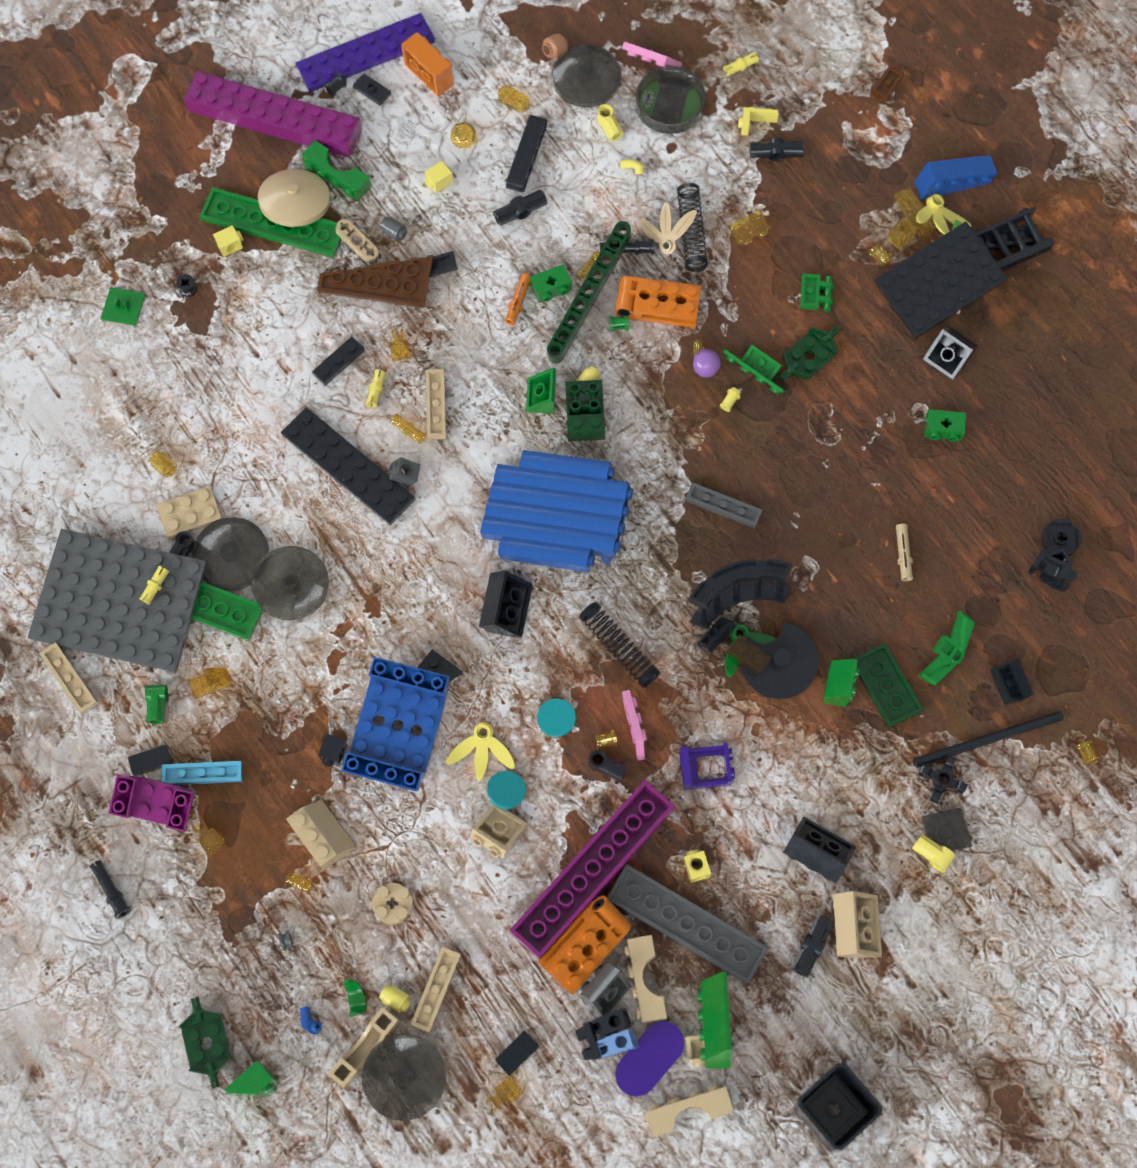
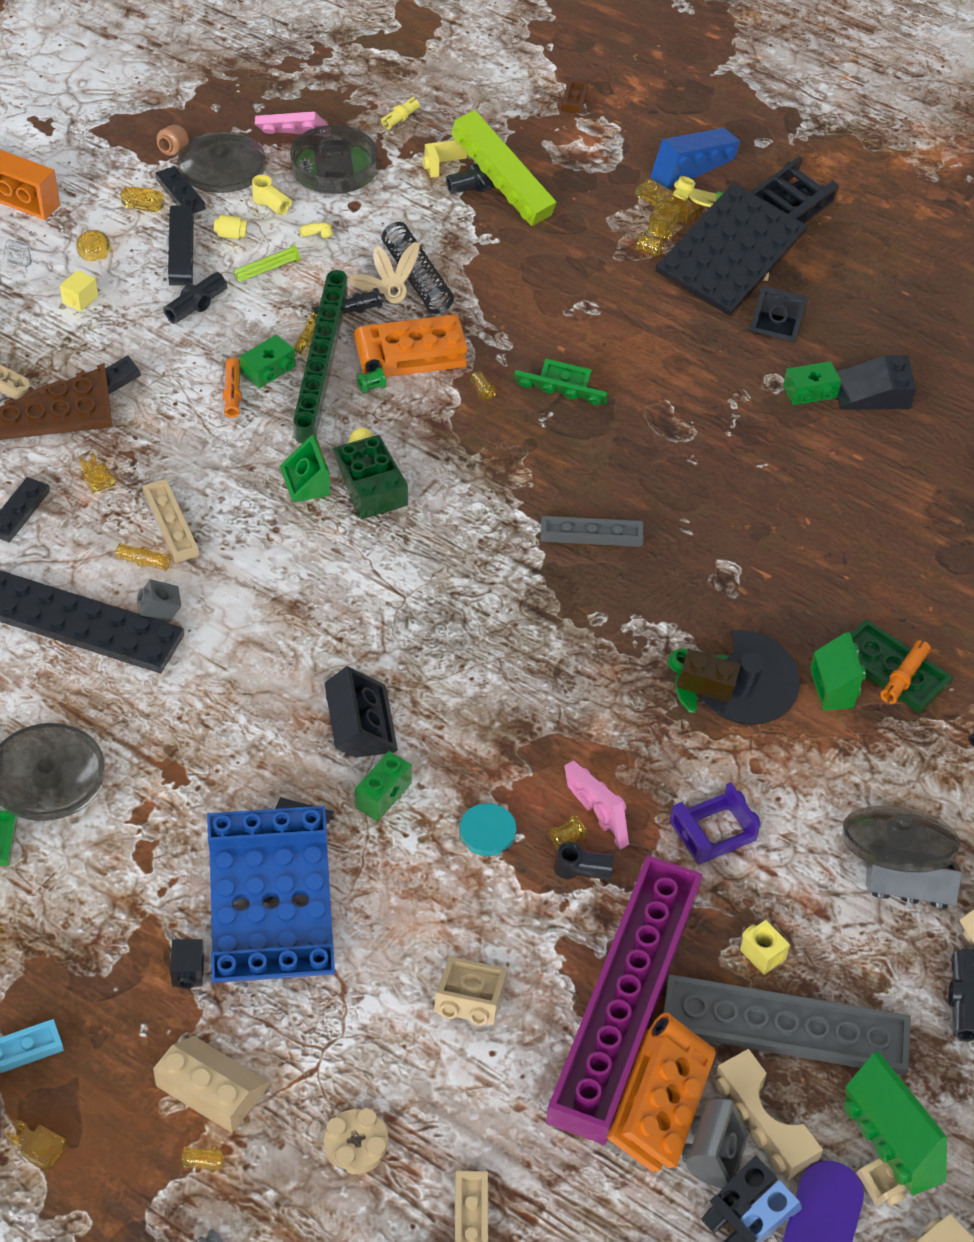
camera: 25 degrees left, 20 degrees down
(375, 388) = (81, 525): light yellow pin -> none
(393, 228) = (39, 353): dark grey brick -> none
(482, 744) = (399, 893): light yellow plant -> none
(499, 664) = (383, 786): none -> green brick
(506, 790) = (459, 936): teal tile -> none
(545, 96) = (179, 188): none -> black plate
(556, 511) = (384, 589): blue panel -> none
(569, 146) = (230, 227): none -> light yellow brick
(583, 189) = (267, 263): none -> lime axle
(649, 675) = (588, 743): black piece -> none
(706, 363) = (499, 391): medium lavender hair -> none
(716, 634) = (653, 670): black plate -> none
(724, 588) = (643, 587): black fence -> none
(730, 399) = (546, 419): light yellow pin -> none
(749, 227) = (484, 254): clear yellow bracket -> none
(793, 151) = (503, 168): none -> lime brick
(810, 290) = (588, 299): green plate -> none
(817, 343) = (620, 343): dark green plate -> none
(820, 824) = (900, 839): none -> clear smoke dish
(882, 702) = (901, 678): none -> orange pin
(906, 573) = (840, 528): tan pin -> none
(949, 650) = (946, 605): green plate -> none
(993, 440) = (877, 384): none -> black slope

